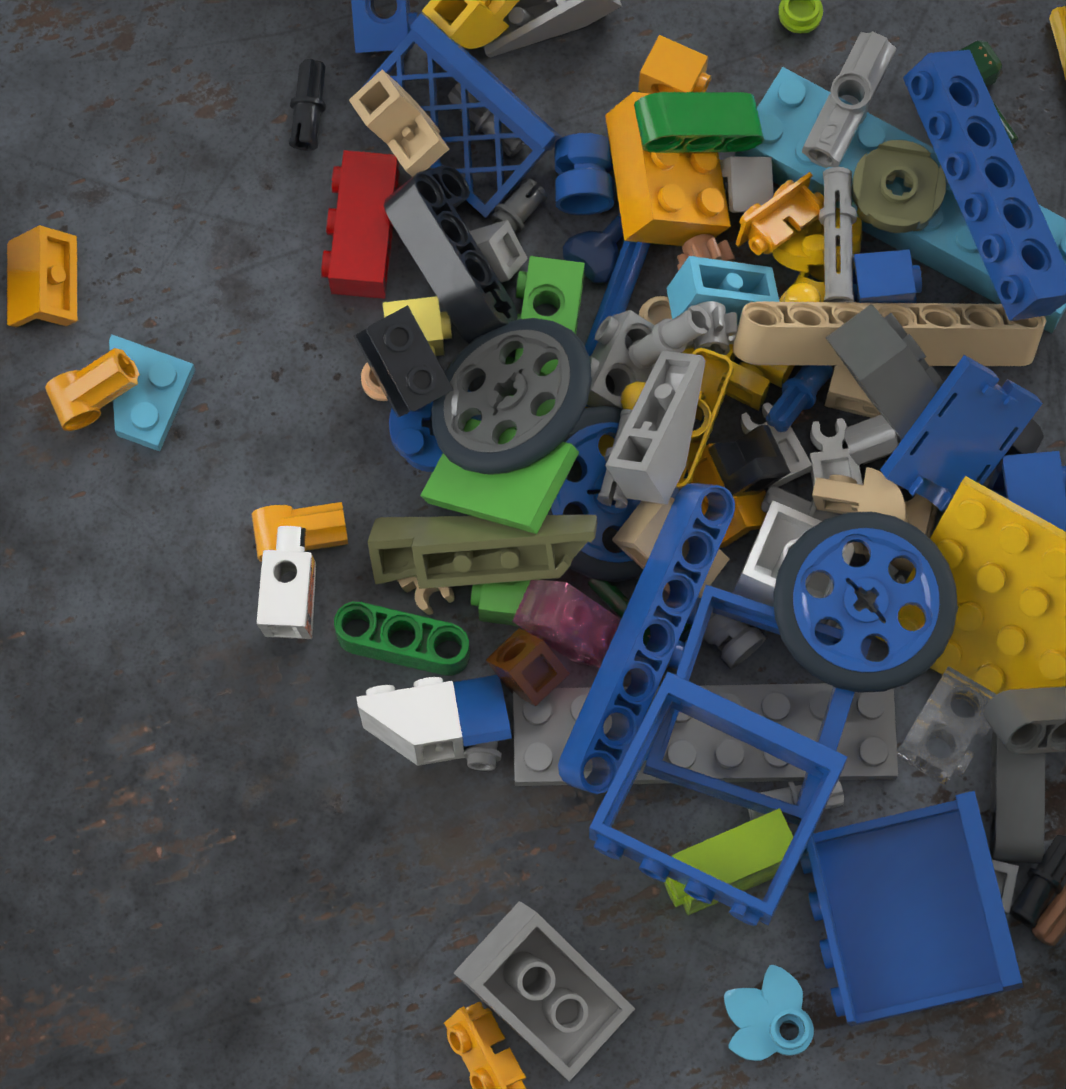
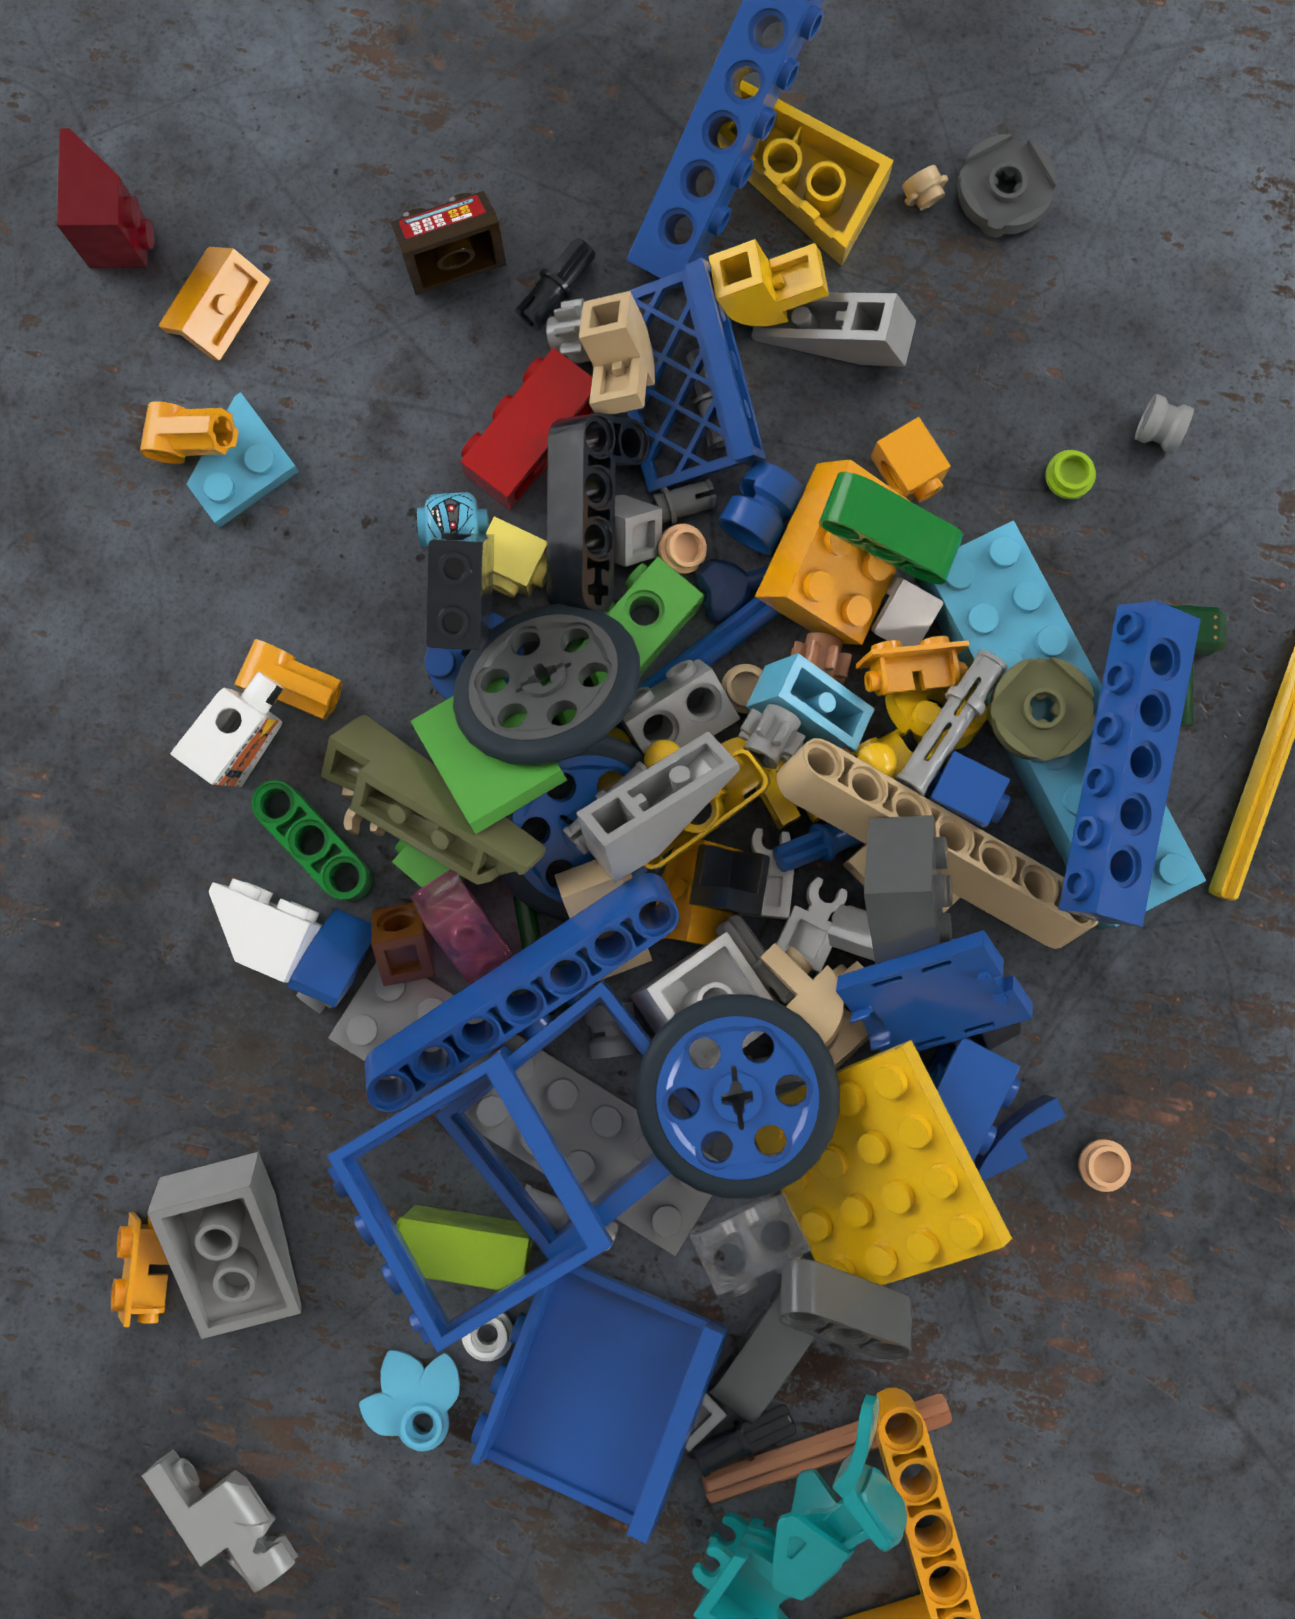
camera: 30 degrees right, 10 degrees up
(205, 120) = (449, 241): none -> dark brown slope
(338, 332) = (450, 514): none -> medium azure head
(347, 130) = (564, 331): none -> light grey gear
(541, 240) = (682, 548): none -> light nougat plate
(670, 336) = (726, 722): light grey pin -> none
(798, 915) = (491, 1350): none -> white plate
(838, 120) = (1076, 580): light grey piece -> none

